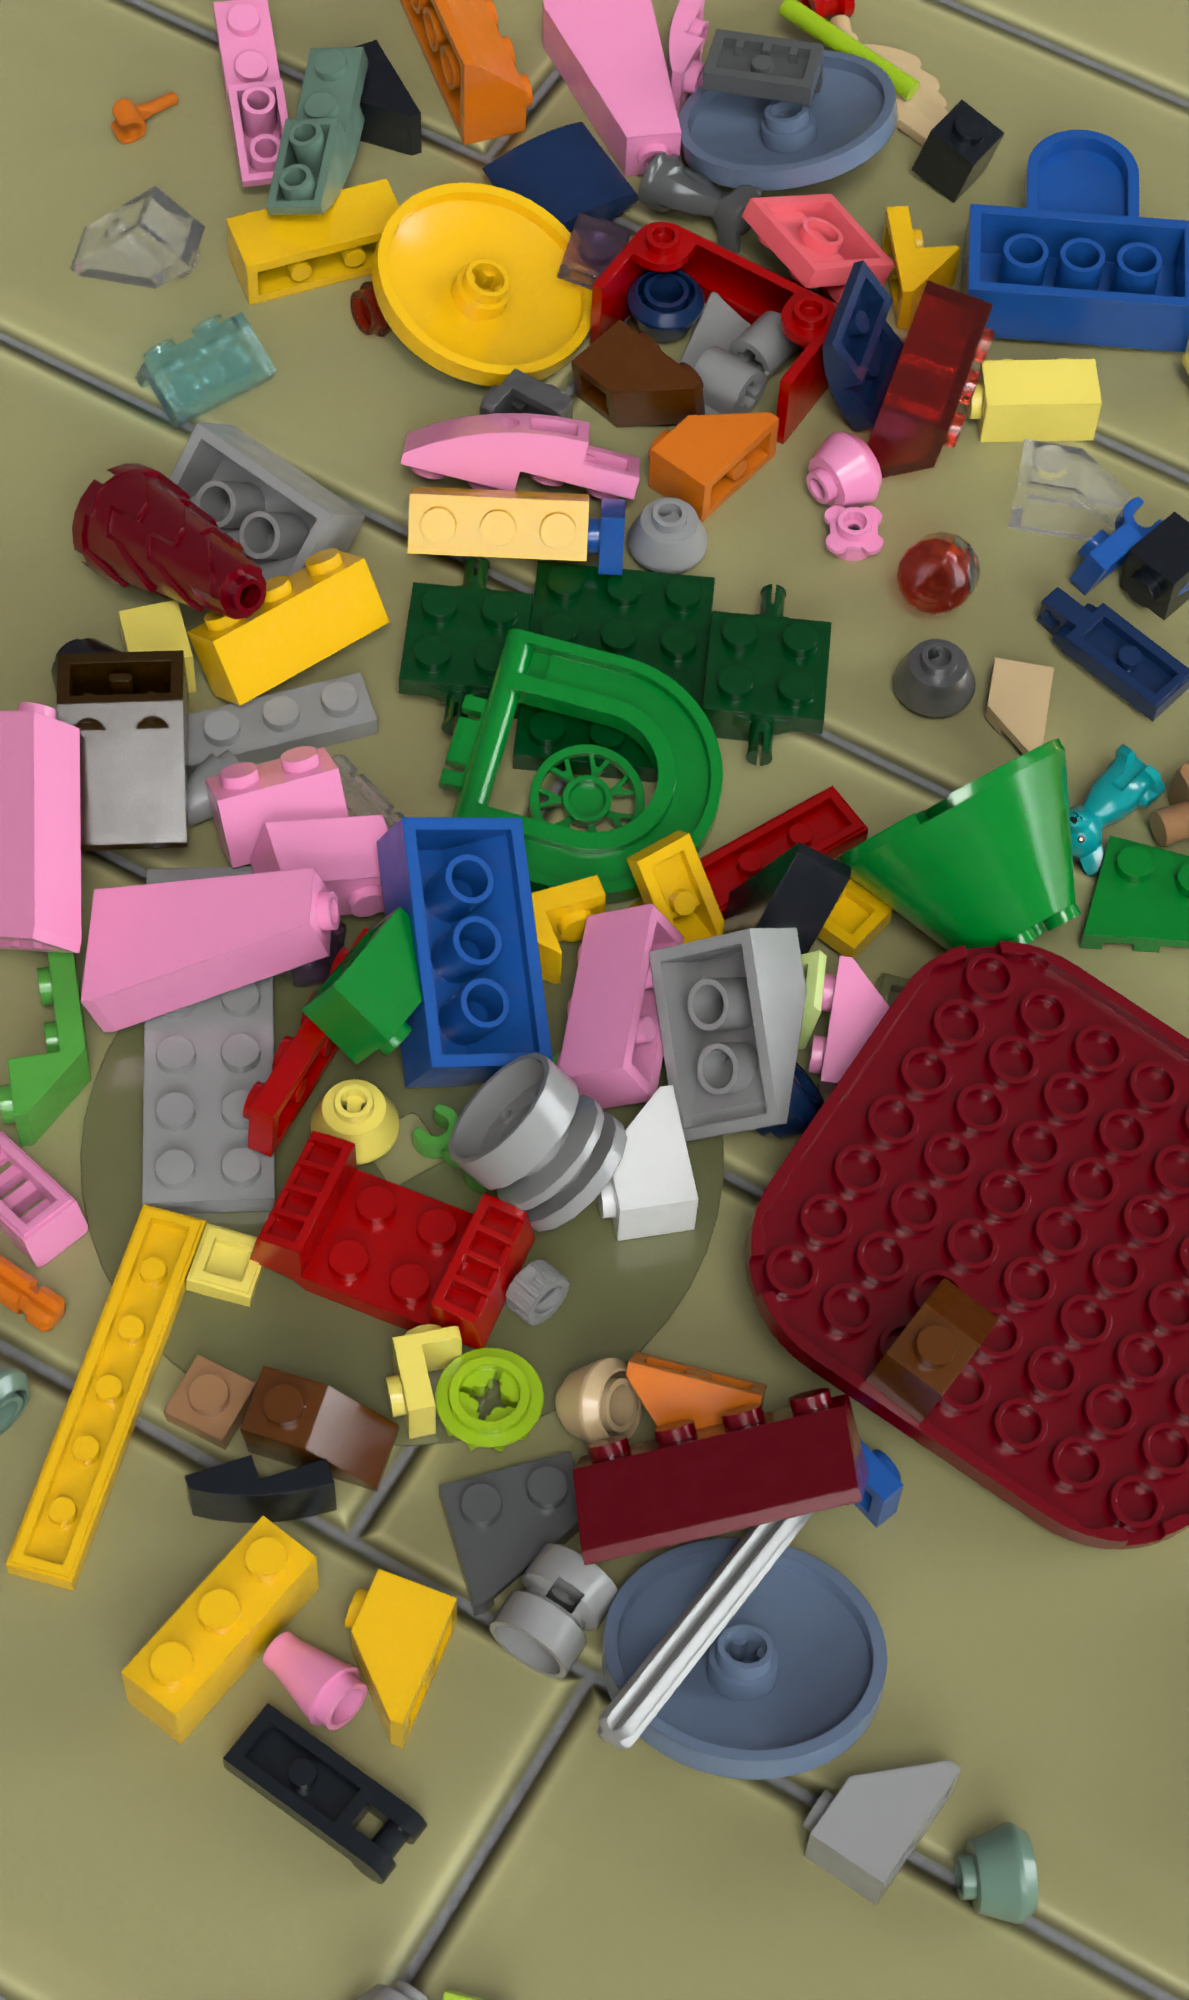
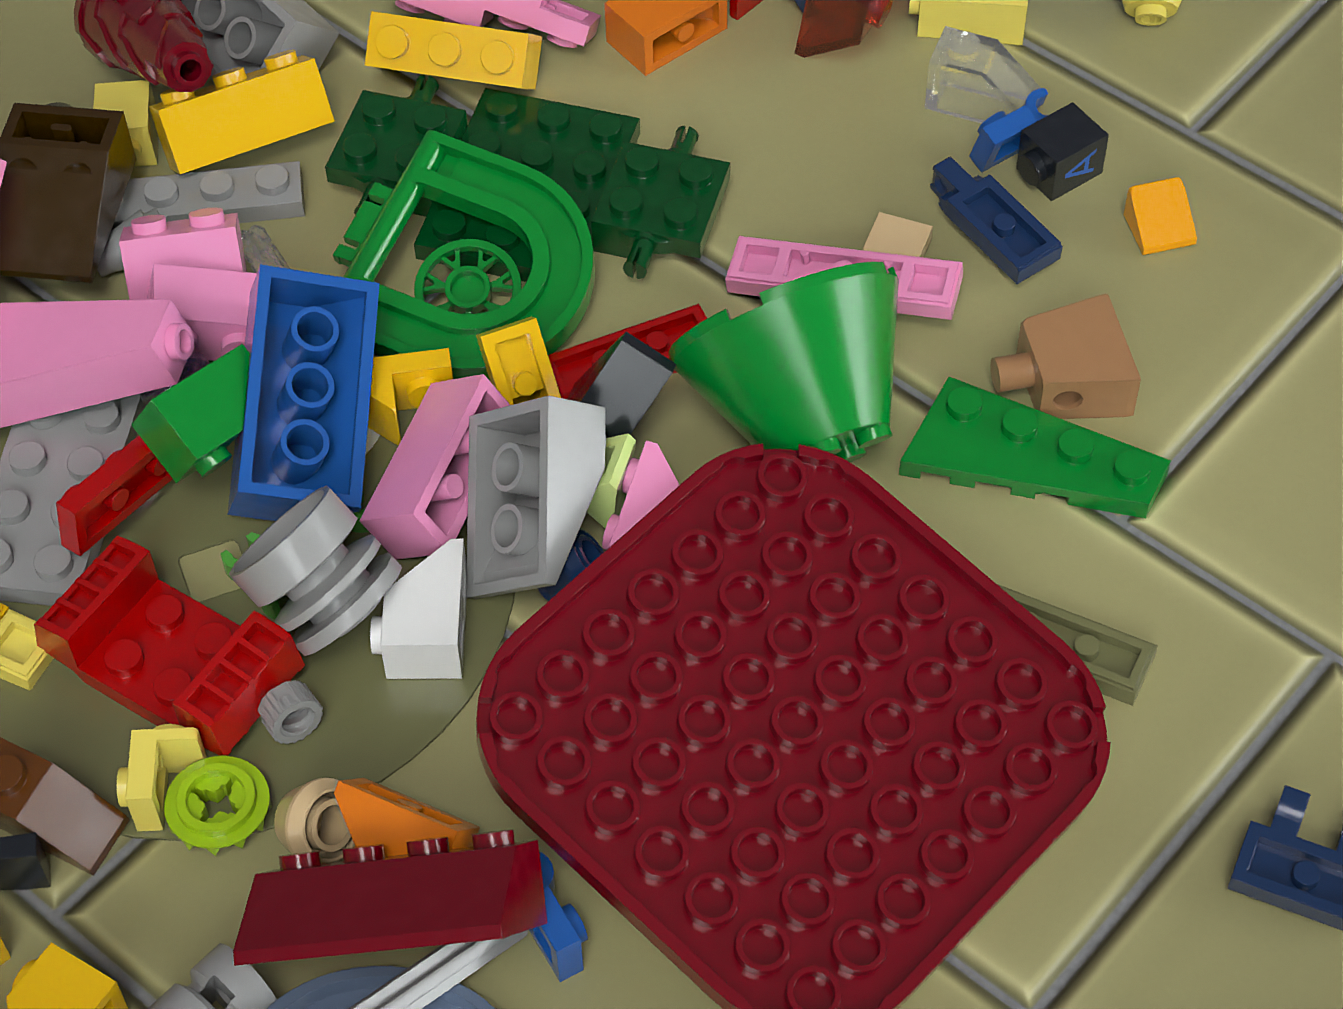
camera: 15 degrees right, 5 degrees down
(360, 1115) = (175, 536): light yellow cone -> none
(505, 1520) = (189, 918): dark grey wing -> none
(607, 536) = (549, 69): blue plate -> none
(668, 536) = (608, 79): light grey cone -> none
(844, 472) = (779, 43): bright pink cone -> none
(855, 921) = (681, 419): yellow plate -> none
(858, 543) = (777, 95): bright pink plate -> none
(932, 1350) = (631, 808): reddish brown slope -> none
(935, 679) = (820, 218): flat silver cone -> none
(938, 573) = (842, 133): clear red head -> none
(973, 736) = (924, 289): none -> bright pink plate
(1112, 797) = (954, 346): teal animal -> none

